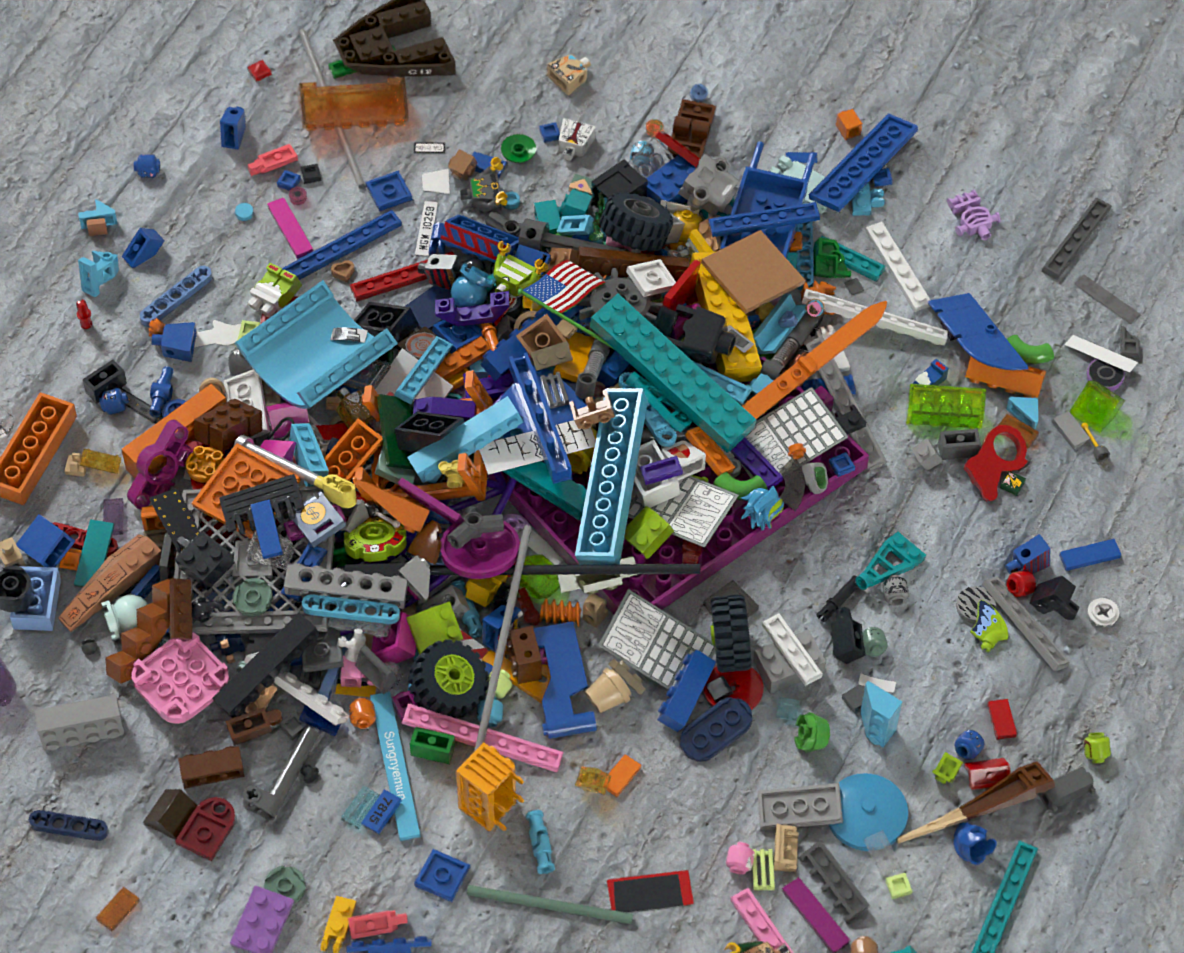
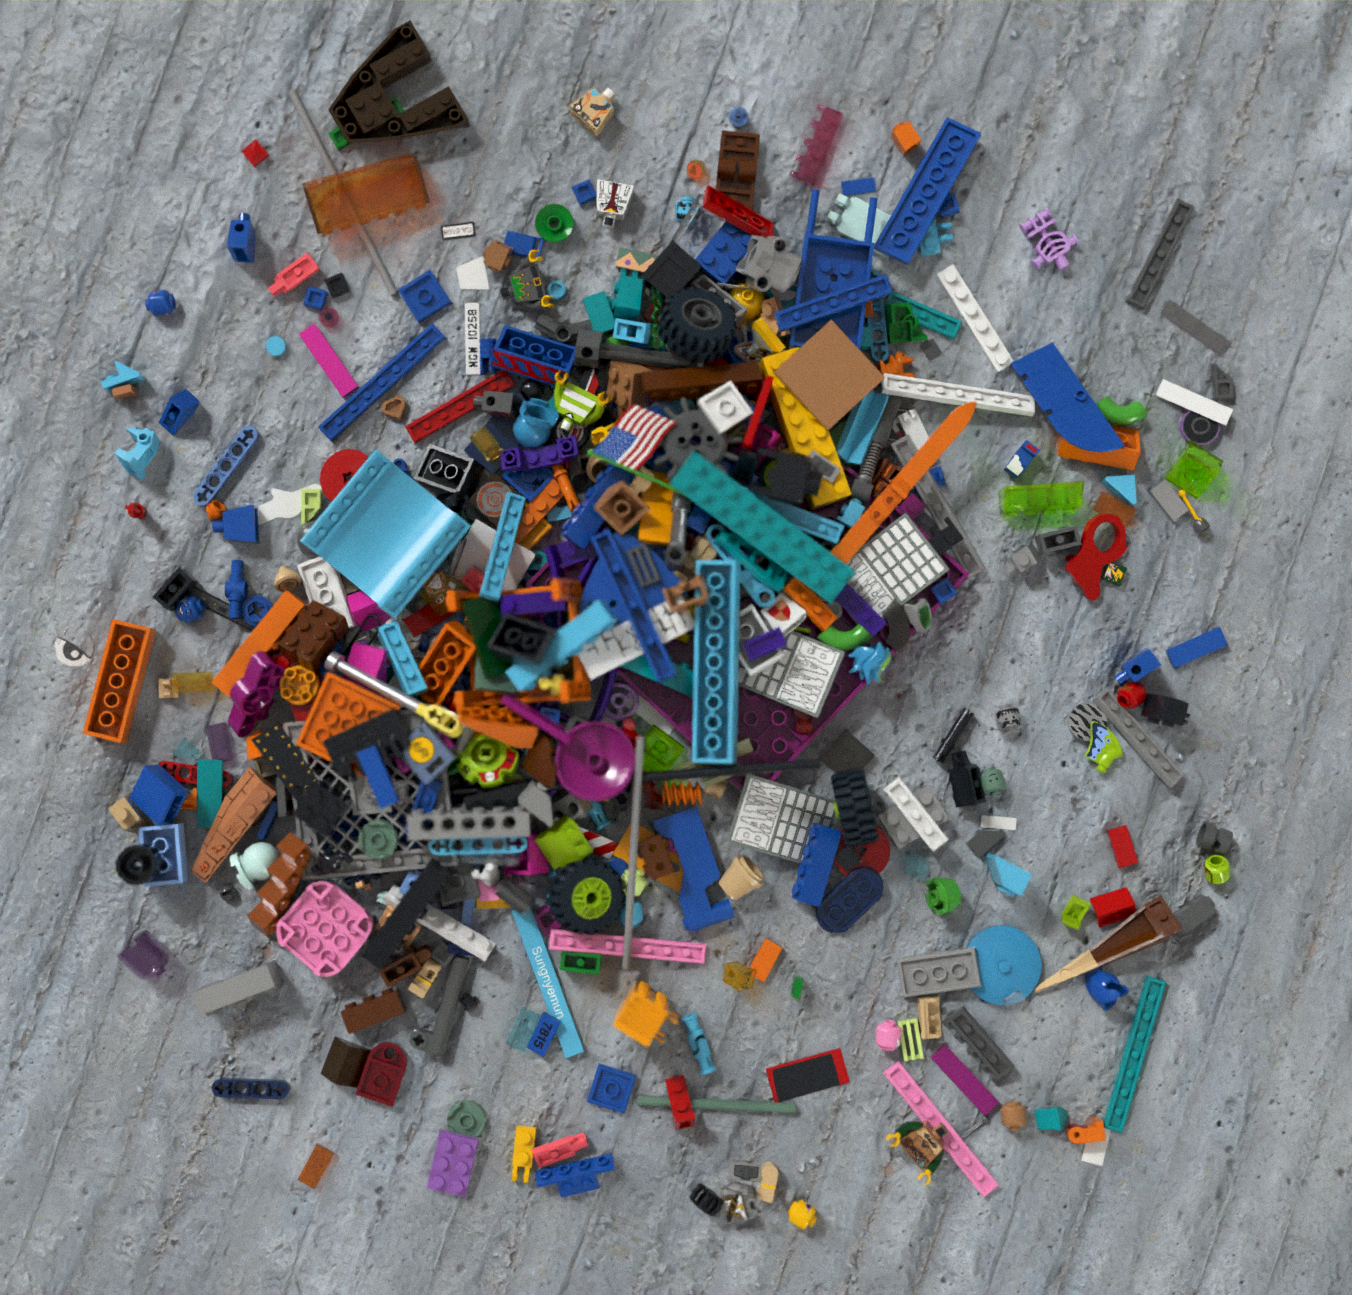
camera: 10 degrees left, 30 degrees up
(78, 517) = (185, 749): none -> clear light blue tile
(180, 609) = (310, 869): reddish brown plate -> none
(270, 745) = (425, 978): none -> tan leg
(274, 290) = (328, 451): hips -> none
(350, 334) = (416, 505): sticker -> none
(362, 713) = (507, 933): orange head -> none
(423, 297) = (486, 444): none -> clear yellow brick
(473, 527) = (578, 754): dark grey piece -> none
(493, 623) = (621, 829): blue torso -> none
(512, 897) = (680, 1102): none -> red bracket
(530, 255) = (590, 380): blue piece -> none
(551, 356) = (634, 525): dark tan plate -> none
(633, 681) = (757, 861): dark tan plate -> none
(647, 532) = (757, 705): lime slope -> none
(651, 801) = (797, 987): none -> green tile
(769, 122) = (819, 145): none -> clear pink hinge
(788, 320) = (871, 419): medium blue tile -> none
(796, 451) = (898, 591): orange plate -> none
(815, 308) = (896, 400): tile -> none
(898, 885) = (1038, 1037): yellowish green tile -> none
(903, 549) = (1010, 668): teal plate -> none
(969, 744) = (1094, 882): blue head -> none
(1090, 715) = (1217, 839): none -> dark grey wheel
(1104, 605) = (1222, 713): white gear -> none

